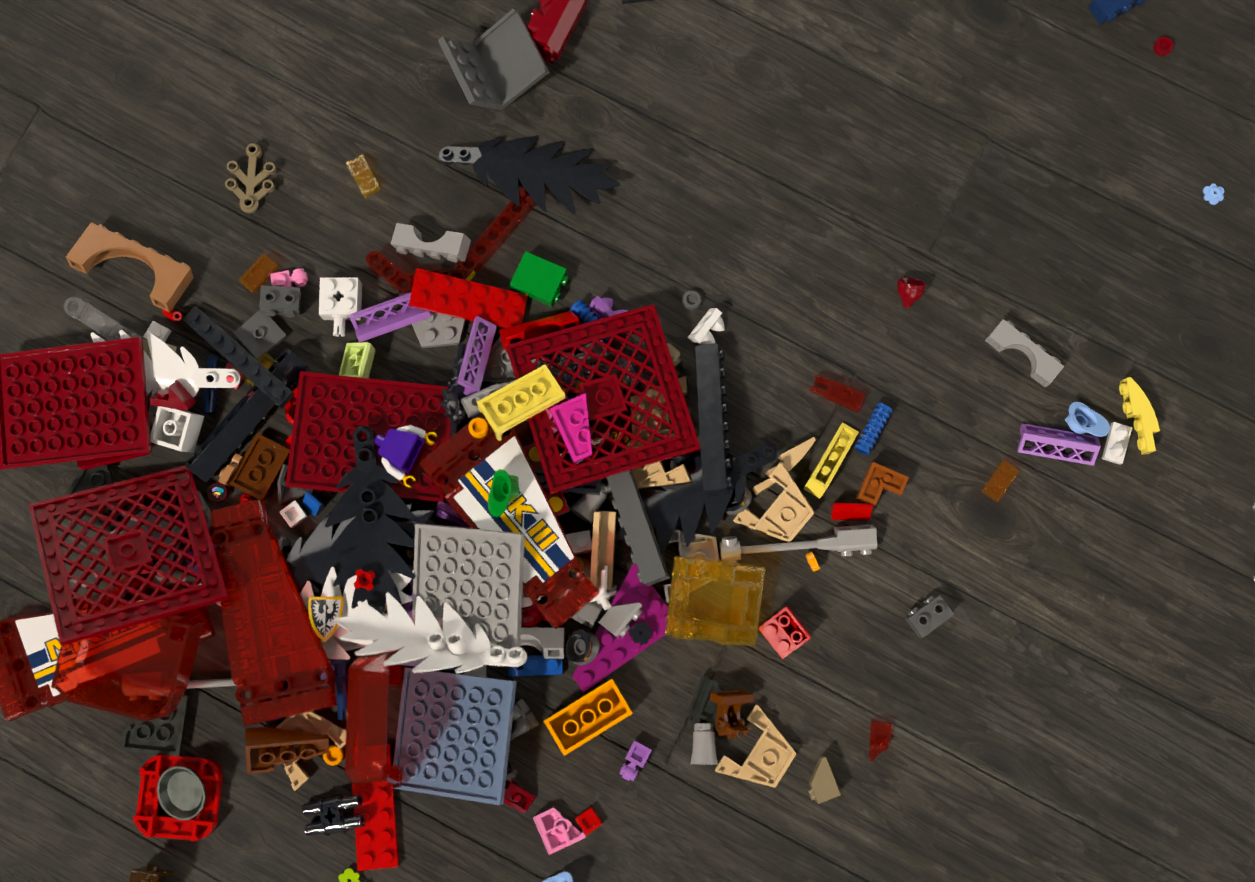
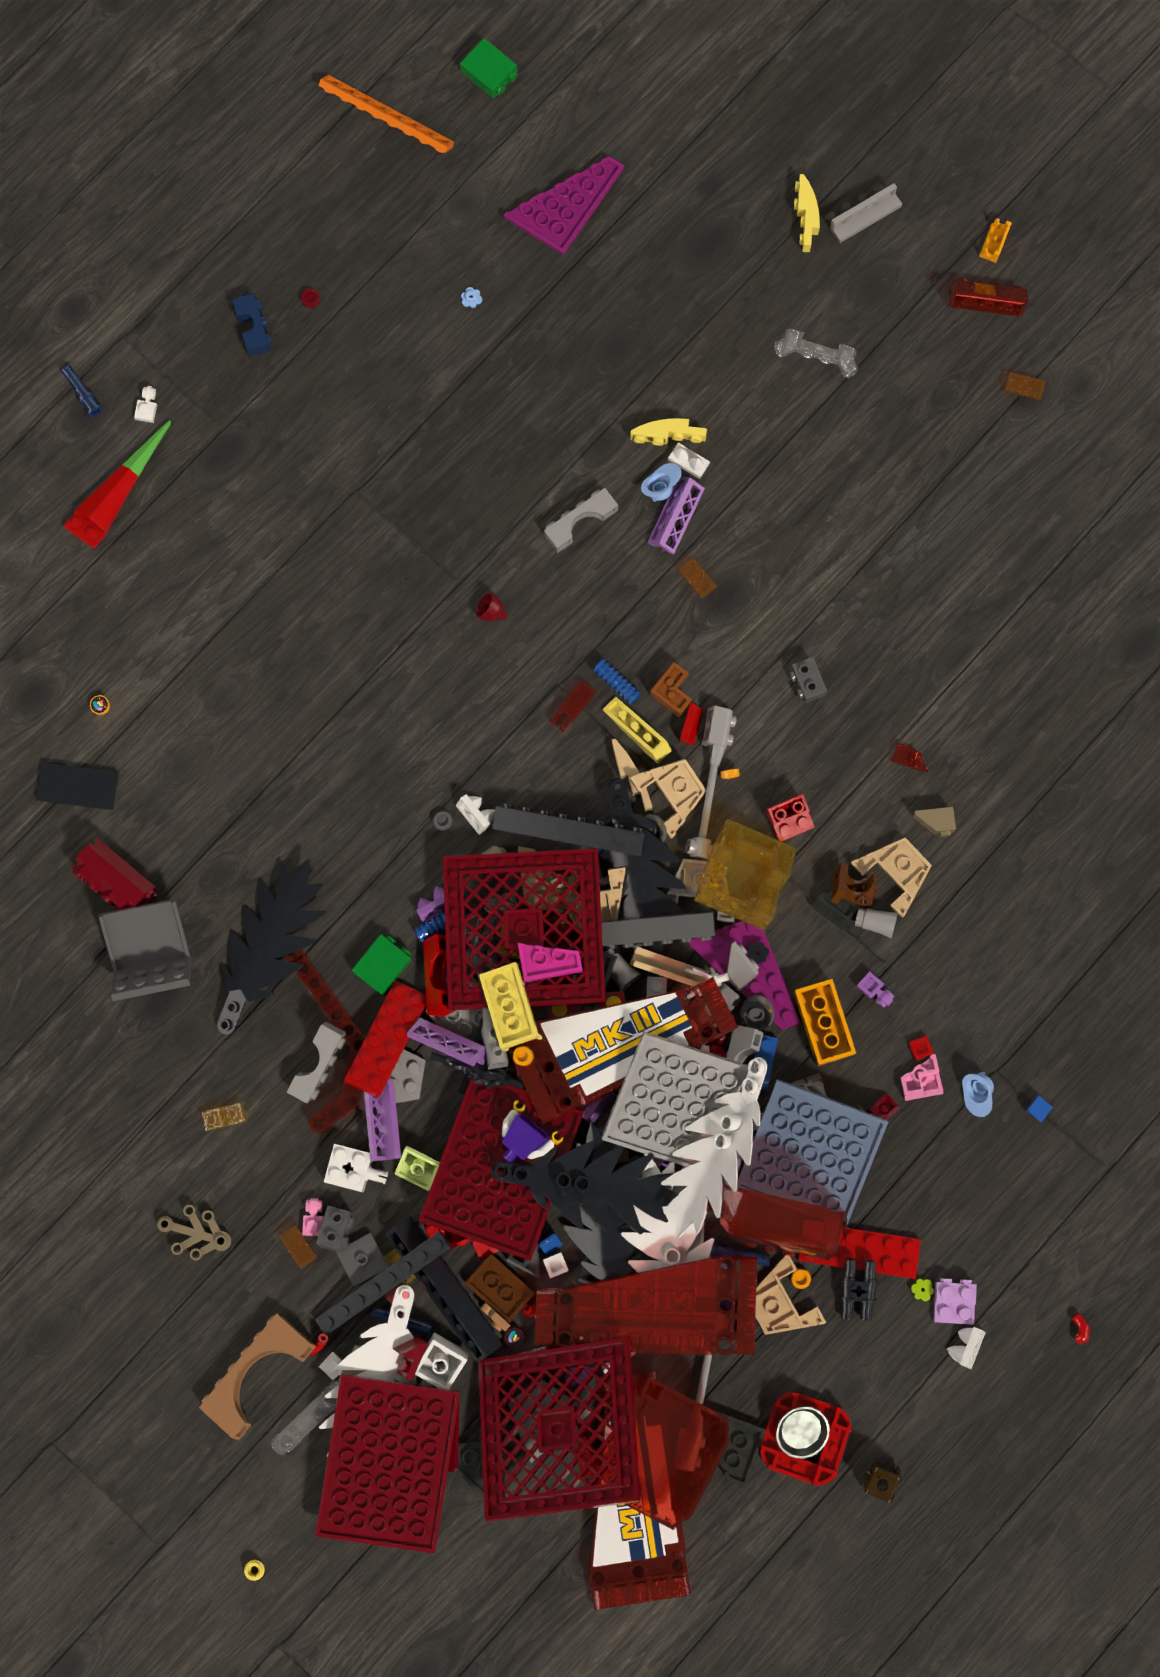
camera: 75 degrees left, 0 degrees up
(274, 746) = (780, 1333): reddish brown wedge -> none
(322, 614) = (666, 1251): shield -> none
(359, 580) = (640, 1197): red plate -> none
(502, 491) = (595, 1046): green piece -> none

